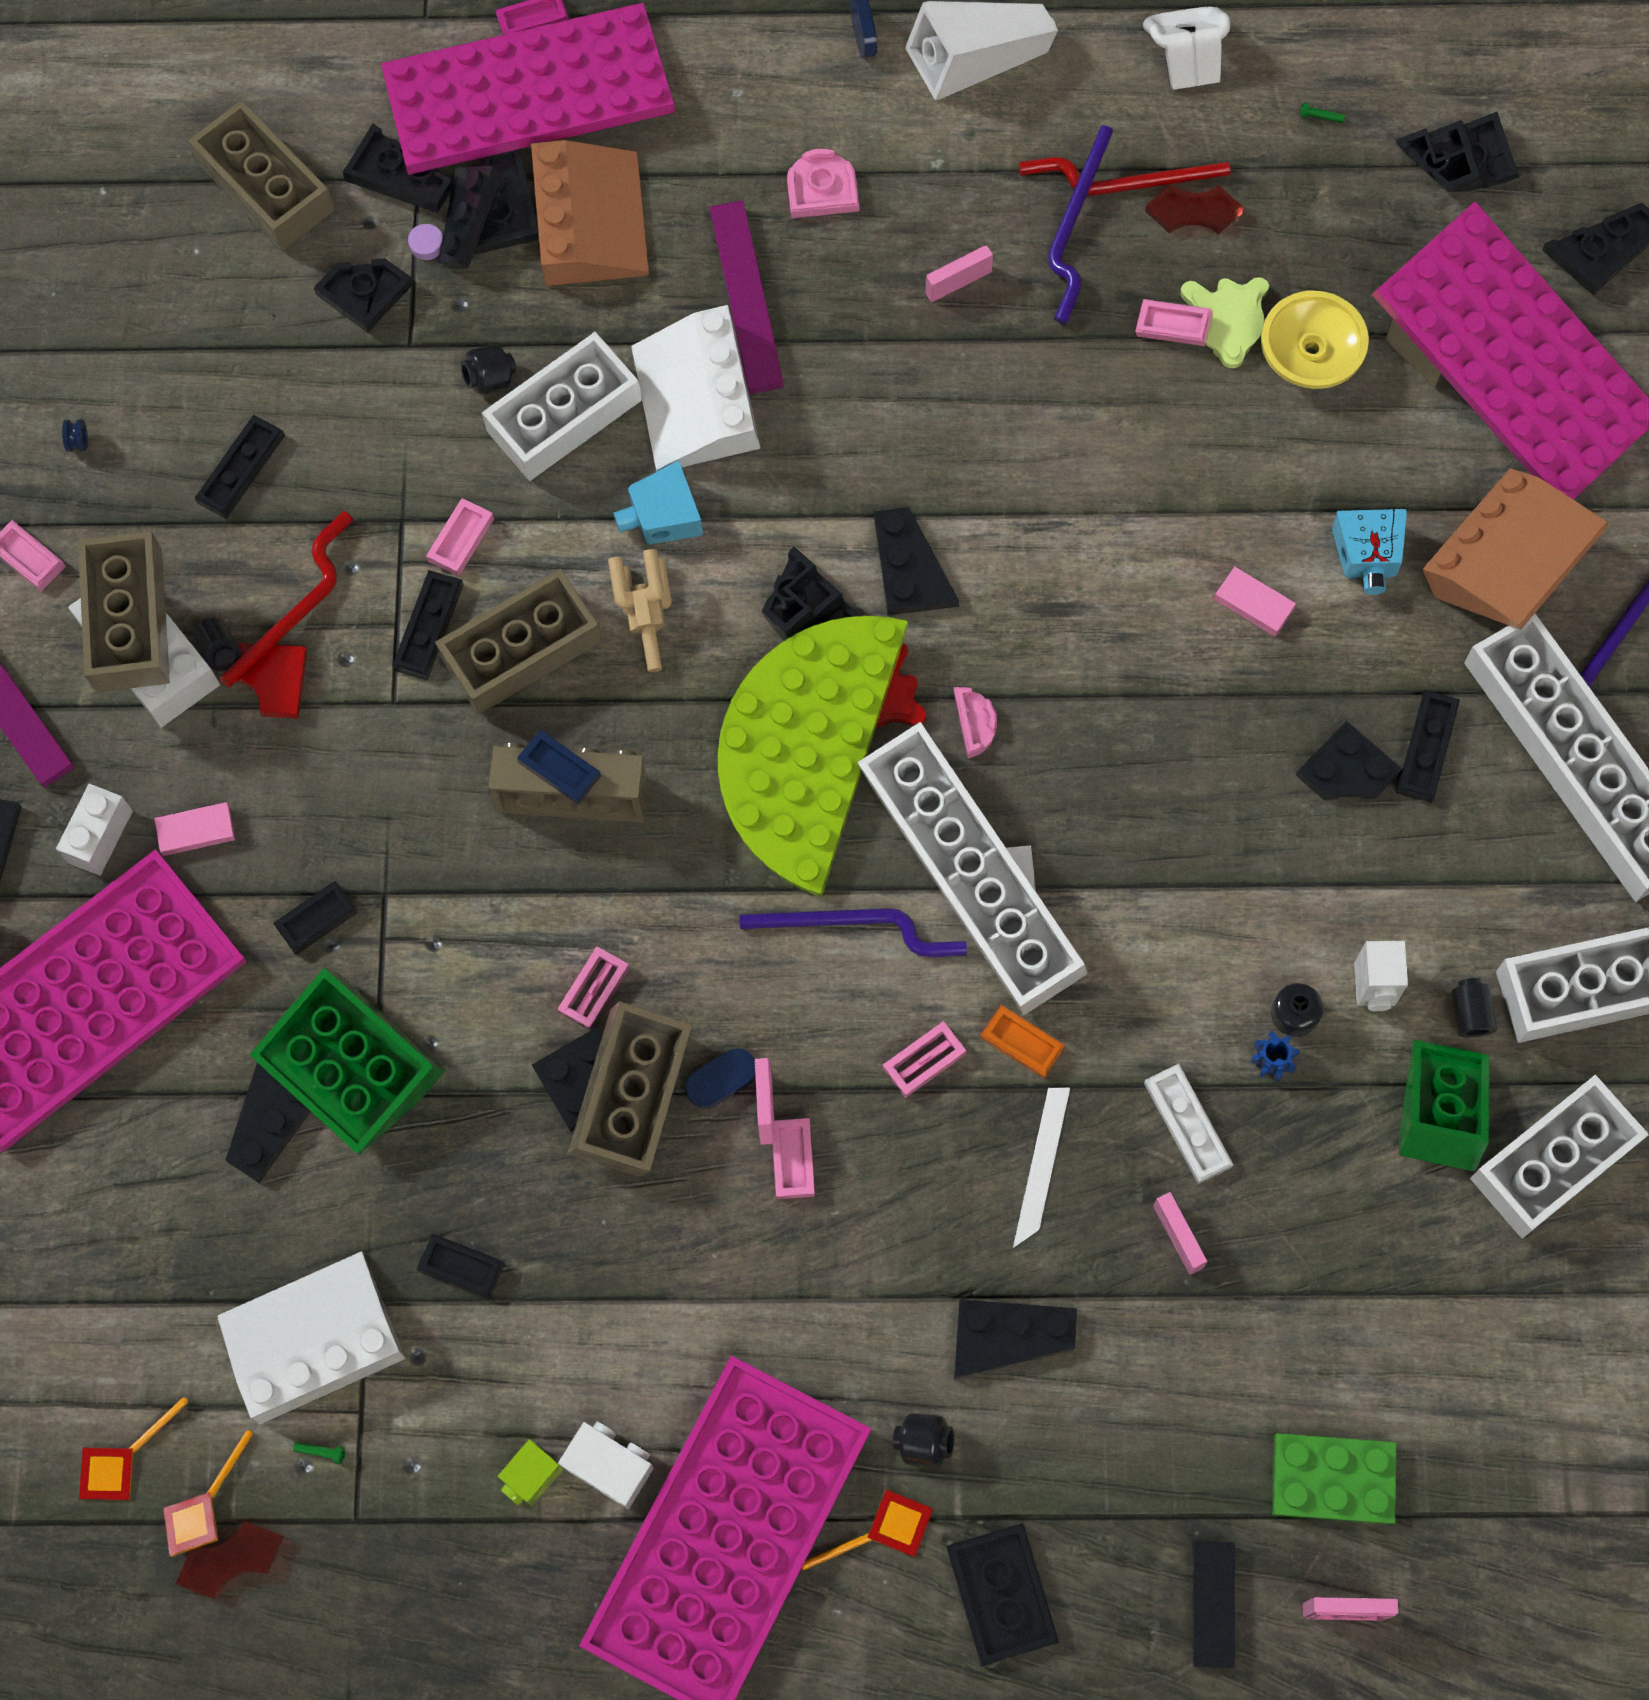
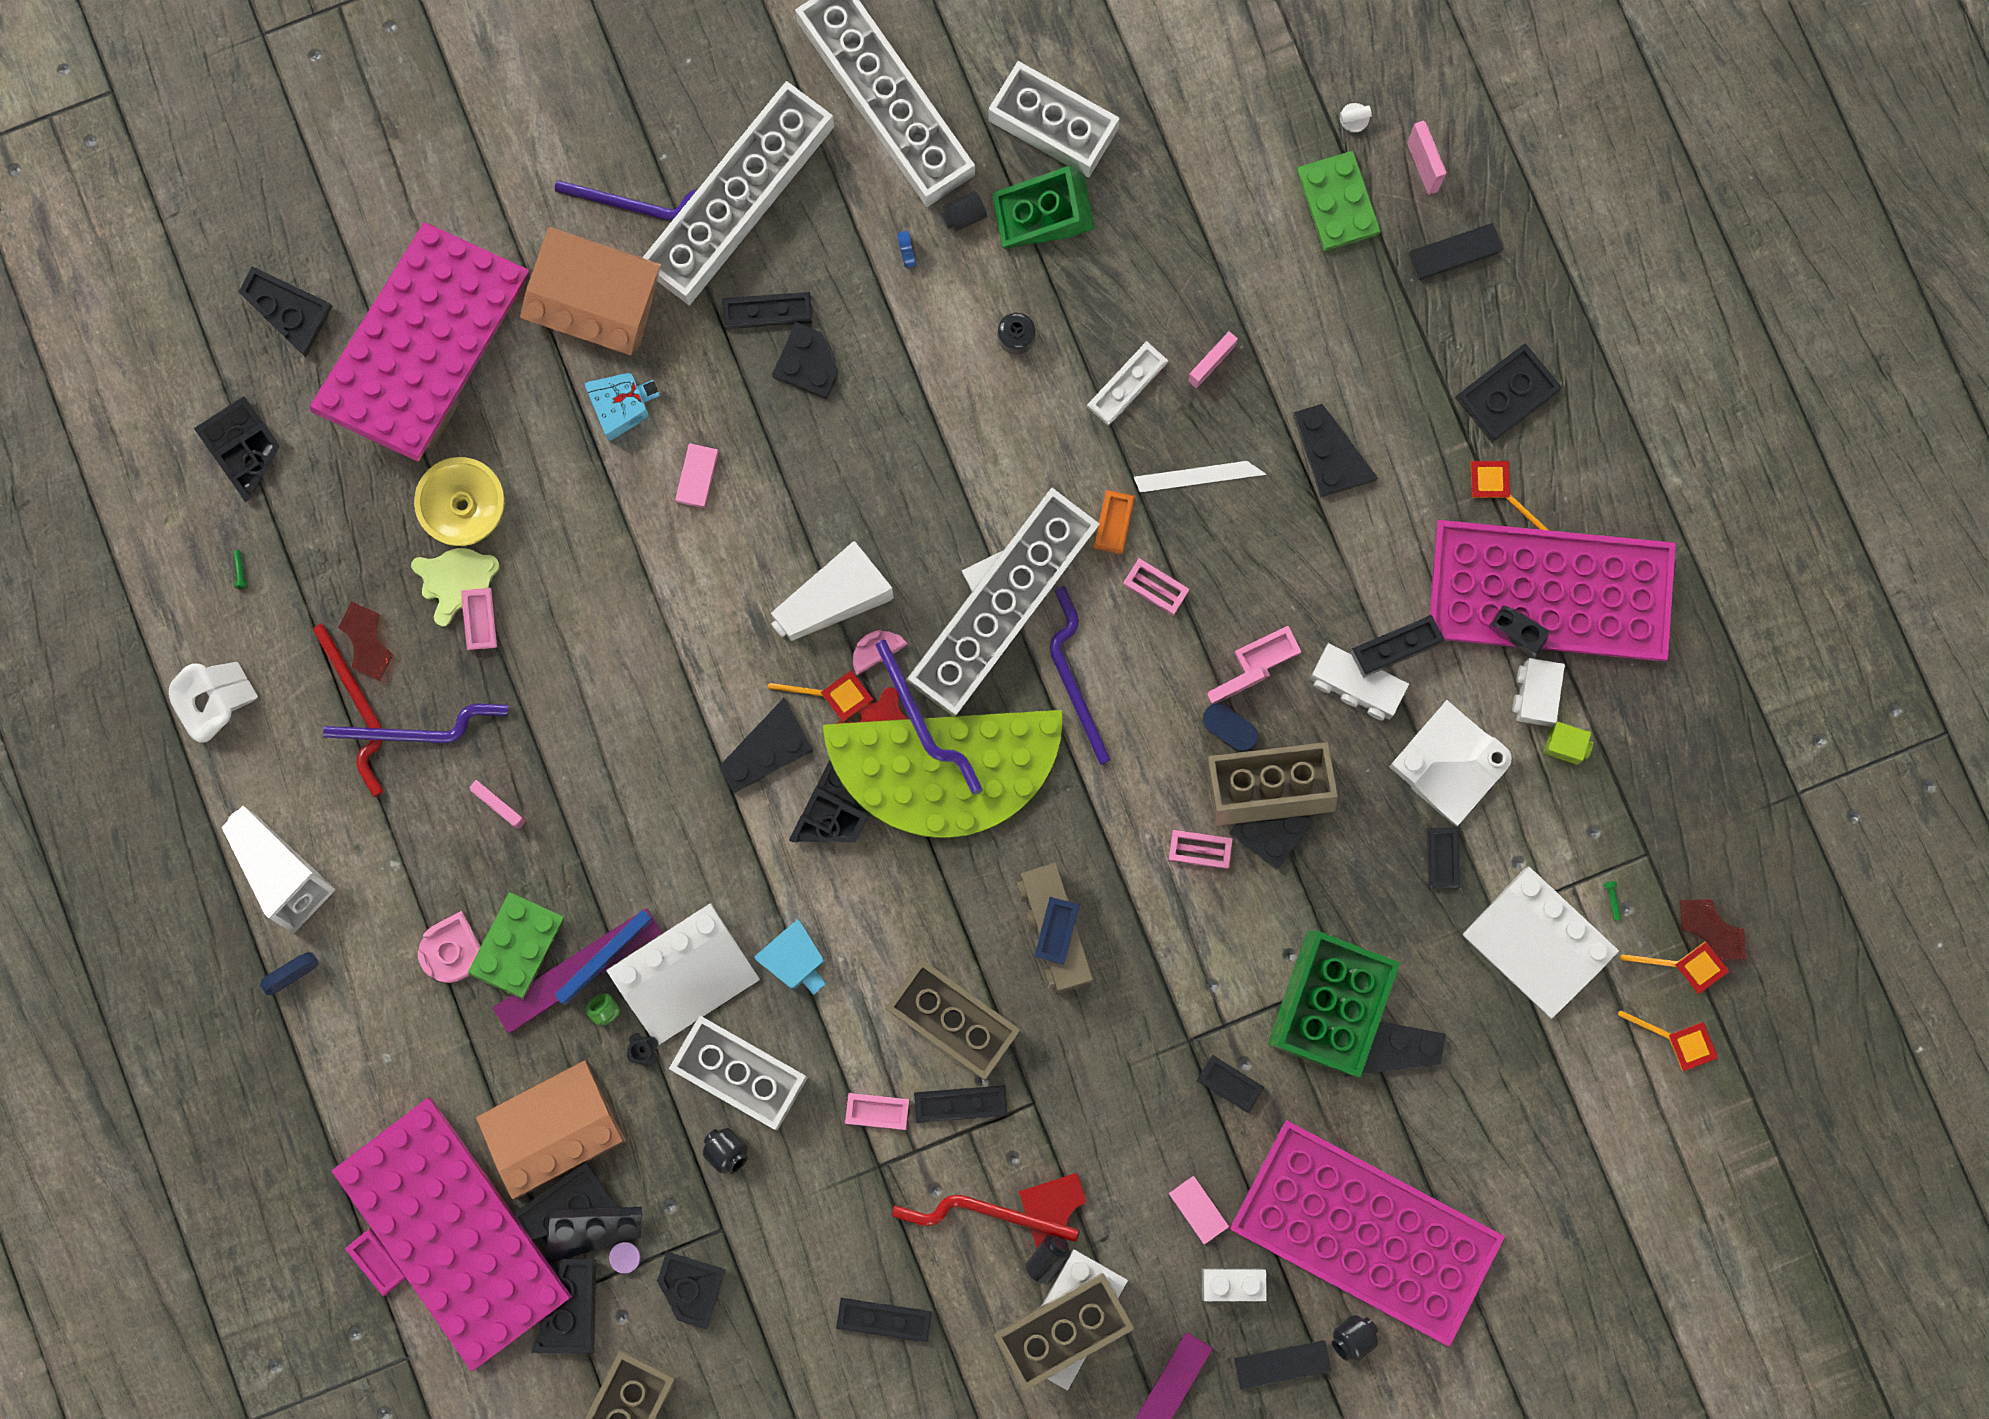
camera: 115 degrees left, 10 degrees up
(568, 1320) = (1451, 763): none -> white slope
(632, 327) = (634, 1053): none -> black plate
(643, 602) = (881, 938): tan plant -> none
(687, 1465) = (1520, 631): none -> black leg
(692, 300) = (602, 1009): none -> bright green tile
(710, 1247) = (1377, 692): none -> white brick
(732, 1306) = (1397, 646): none -> black tile
(745, 316) = (604, 957): none -> blue tile
(798, 242) = (516, 945): none -> bright green plate
(864, 720) = (919, 723): none -> dark purple piece
(924, 1440) = (1430, 481): black head -> none
(935, 666) = (844, 695): none -> piece
(1058, 694) = (833, 594): none -> white slope
(1270, 1046) = (1047, 343): blue gear -> none
(1380, 974) = (969, 281): white brick -> none
(1439, 1545) = (1355, 117): none -> white plate
(1451, 925) = (906, 249): none -> blue tile

